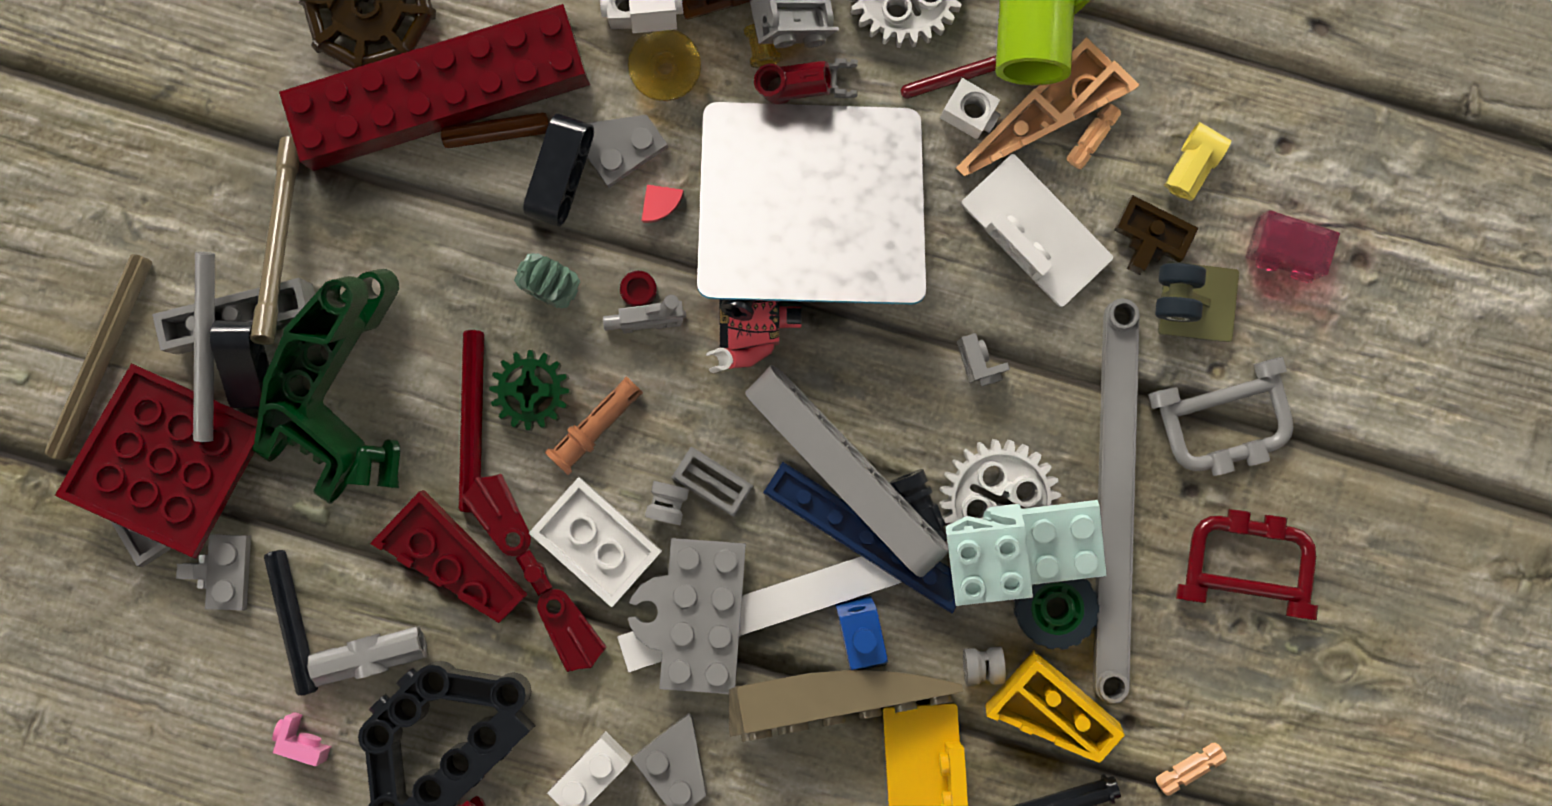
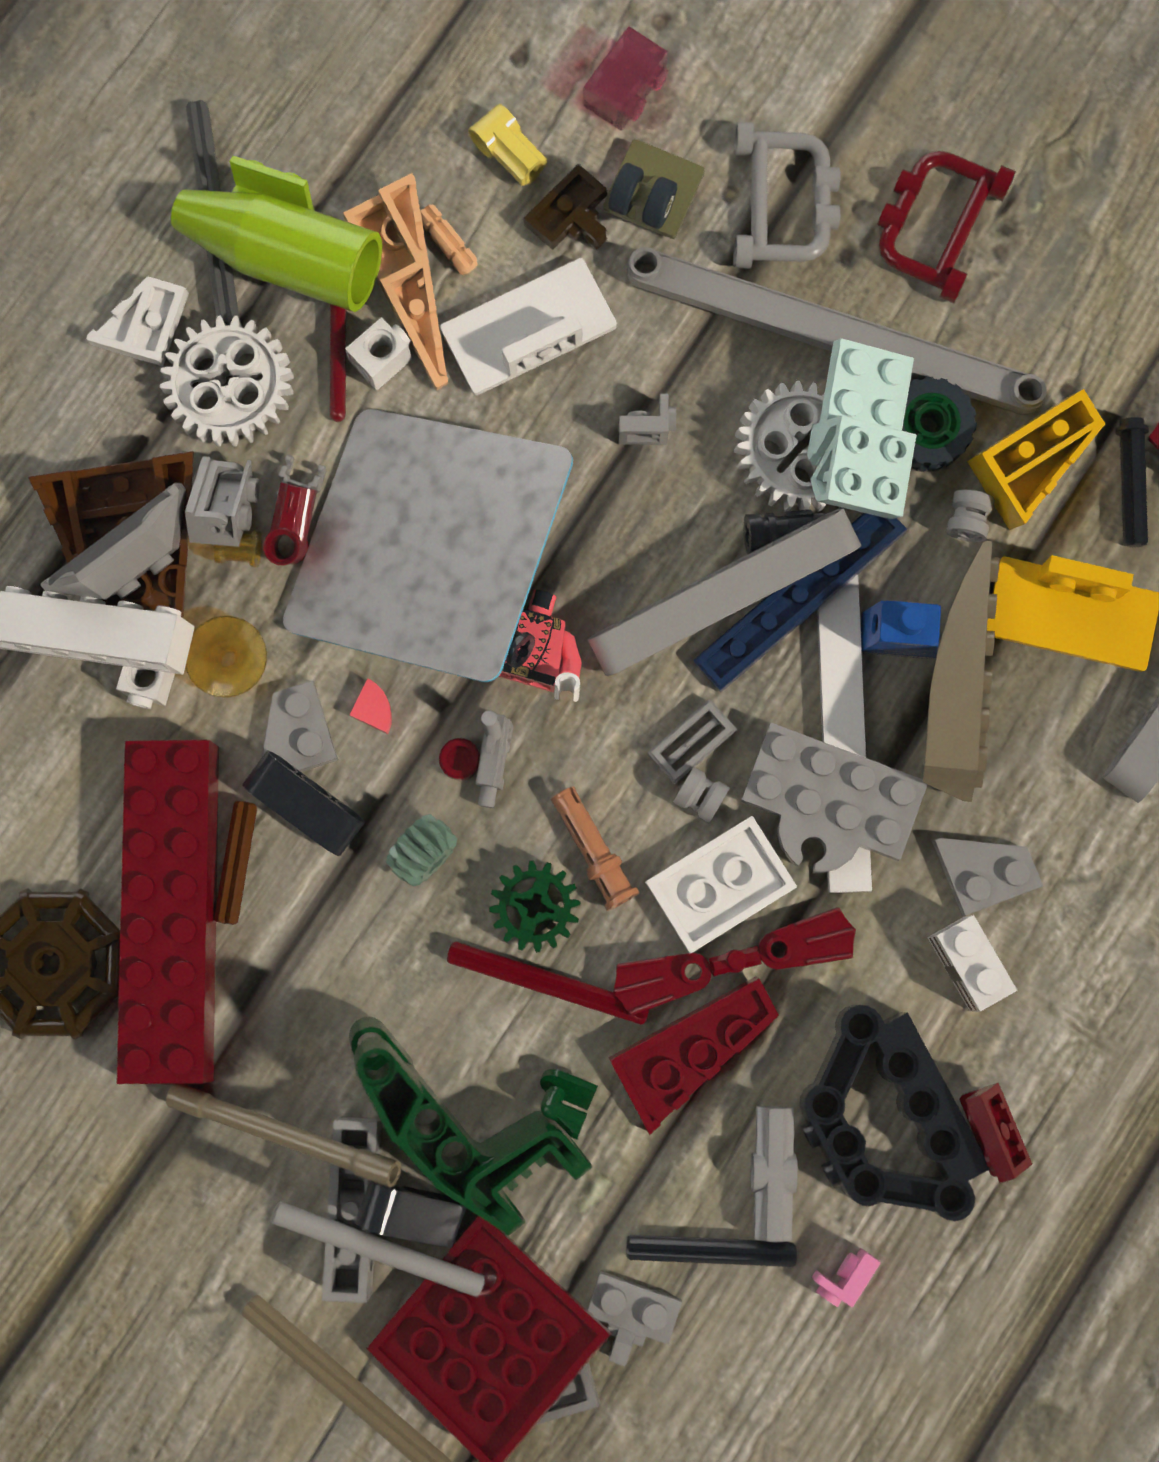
camera: 70 degrees left, 5 degrees down
(1191, 769) = (1133, 341): light nougat axle -> none

